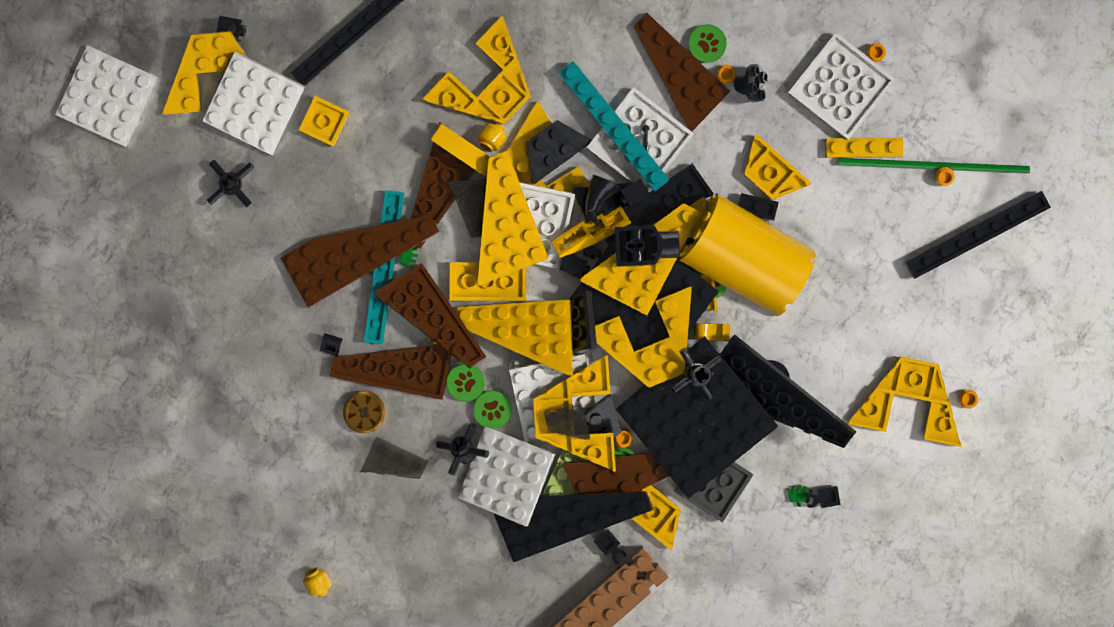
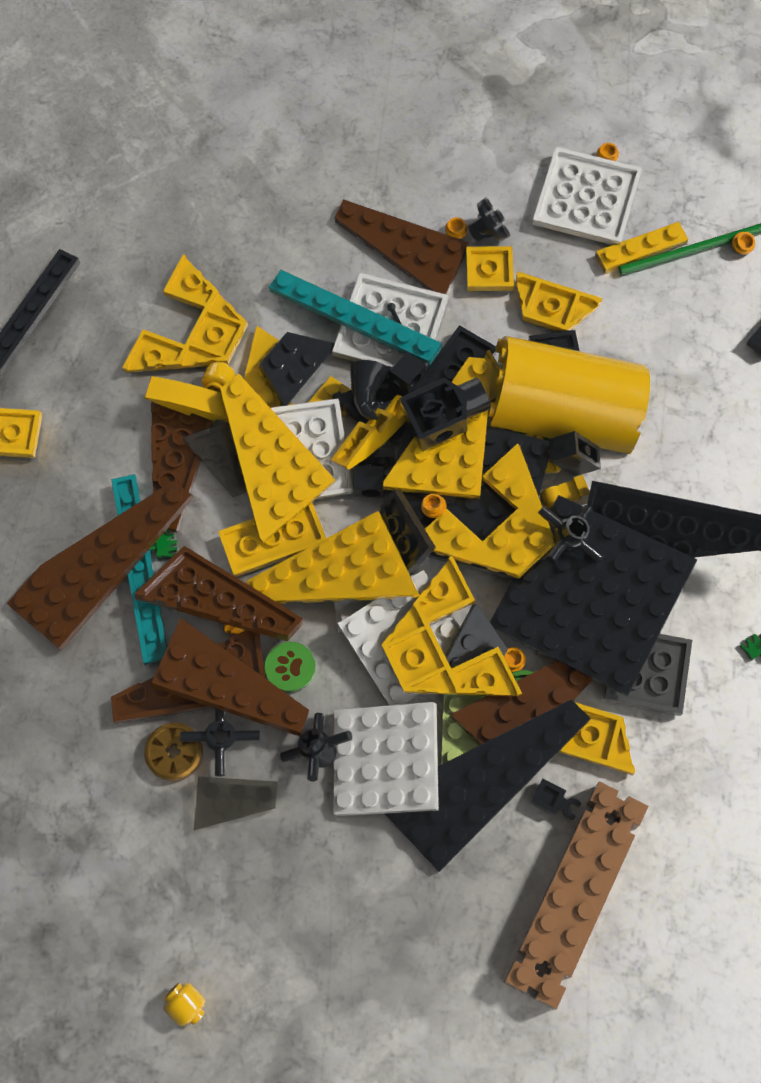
camera: 25 degrees left, 20 degrees down
(331, 344) = (103, 682): black plate -> none
(397, 424) = (220, 724): none -> black bar
(407, 372) = (213, 677): none -> reddish brown wing
(492, 409) = (336, 686): bright green tile -> none
(568, 421) = (436, 652): clear smoke wing -> none
(610, 310) = (433, 506): none -> light orange plate
(707, 43) = (423, 206): bright green tile -> none
(731, 307) = (574, 453): none -> black brick
(736, 121) = (489, 268): none -> yellow plate

